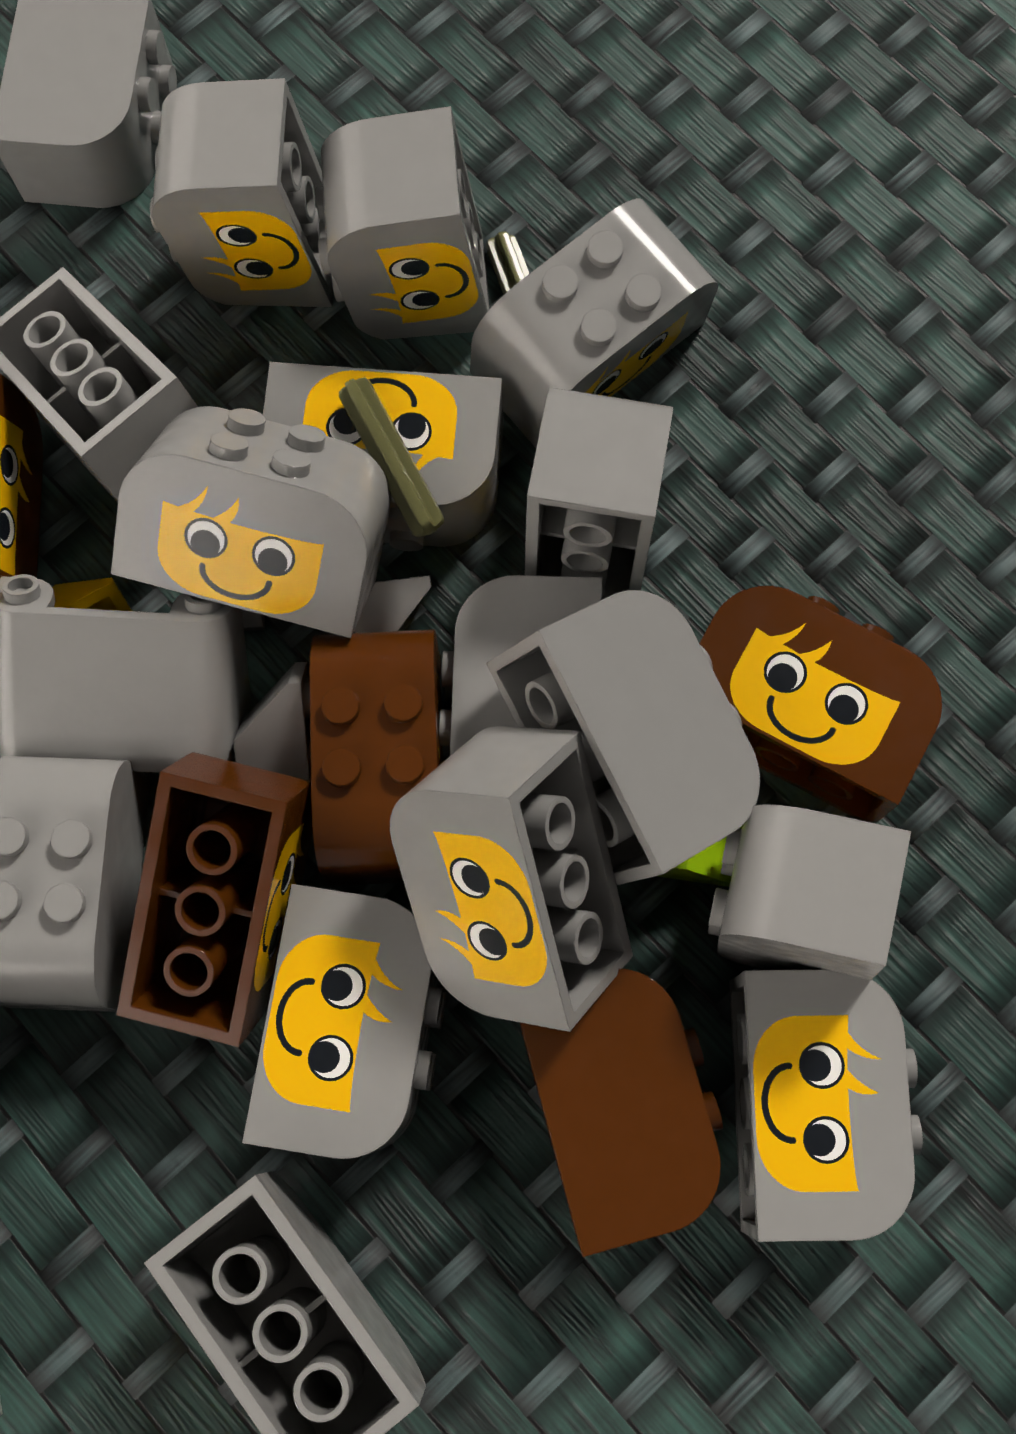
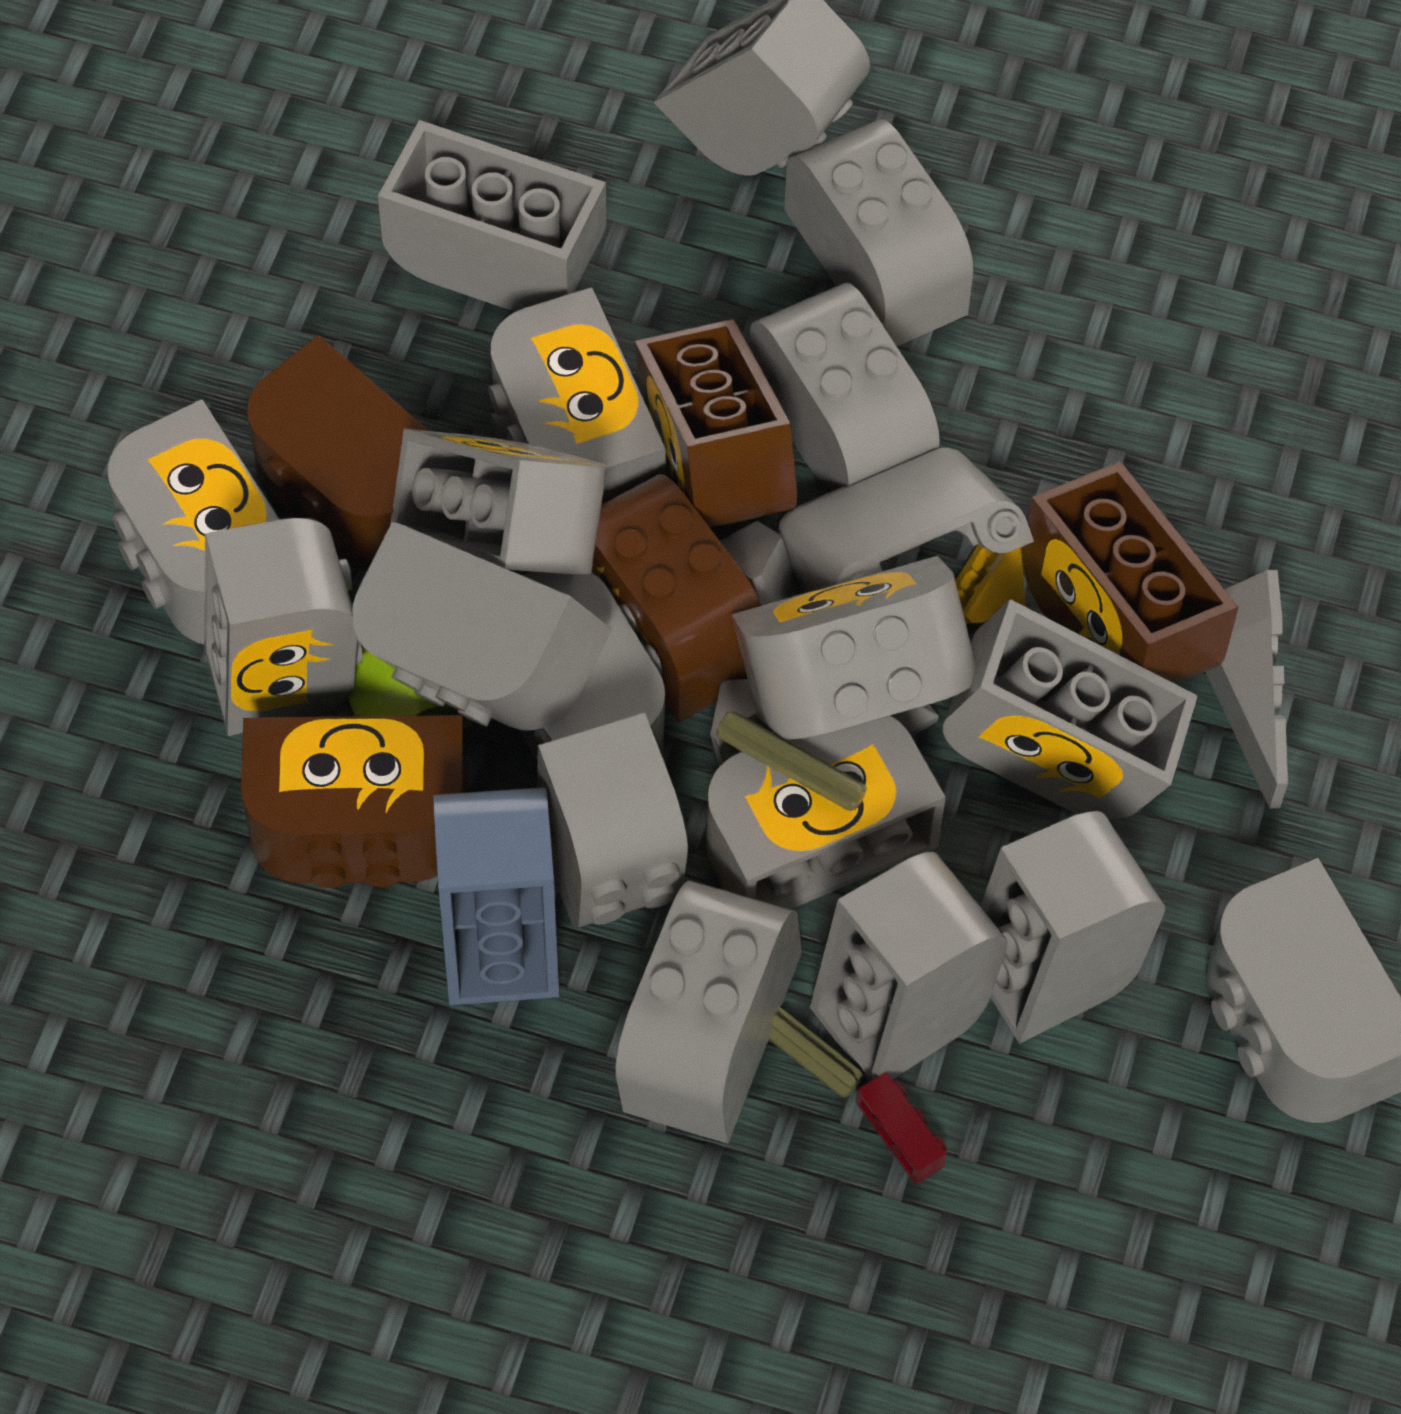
camera: 145 degrees right, 15 degrees down
(485, 176) = (902, 1127): none -> dark red piece
(737, 485) = (496, 895): none -> sand blue brick

